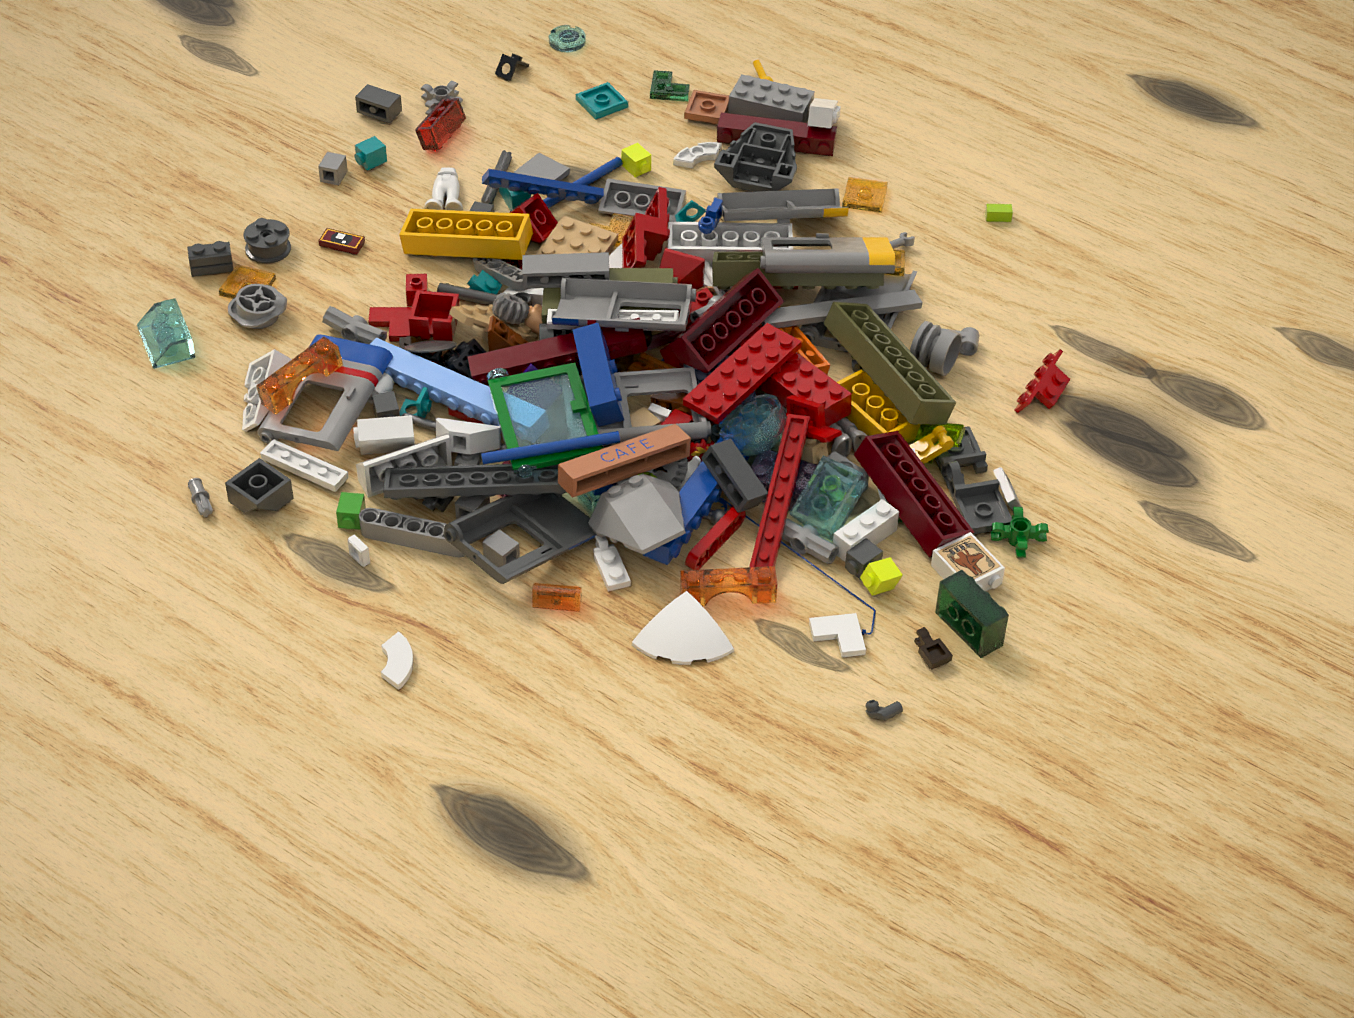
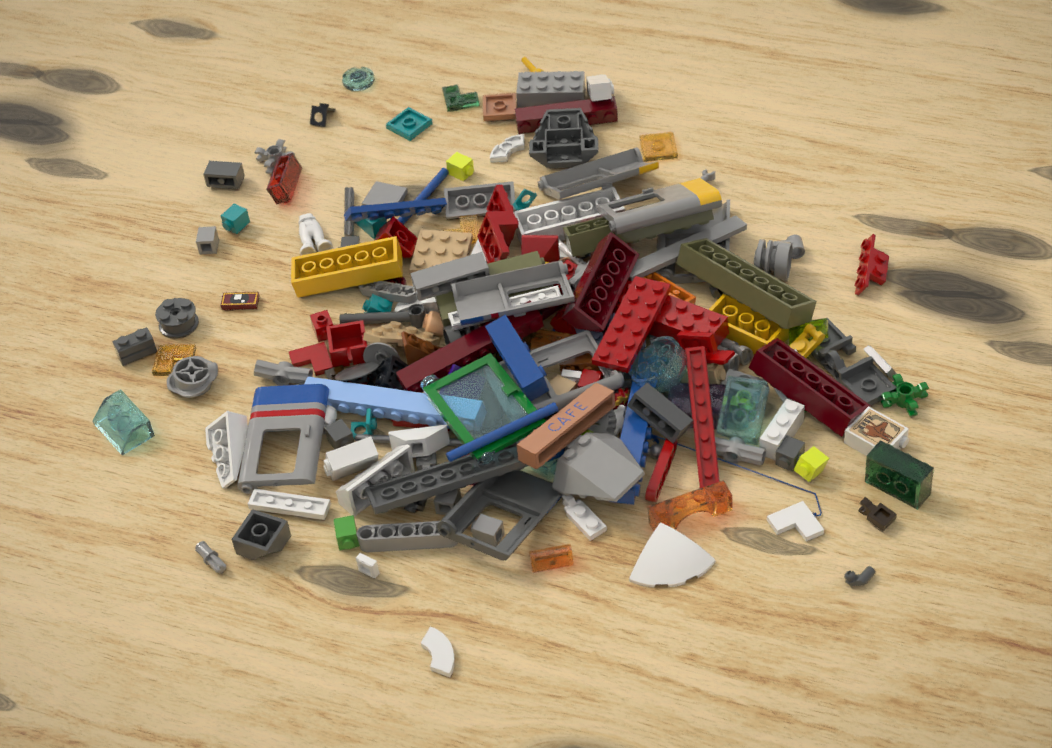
camera: 10 degrees left, 0 degrees up
(279, 388) = (246, 443): clear orange arch -> none
(461, 331) = (378, 352): none -> light grey dish
(510, 308) = (411, 320): light grey gear -> none
(712, 217) = (547, 204): blue plate -> none
(998, 212) = (772, 133): lime piece -> none

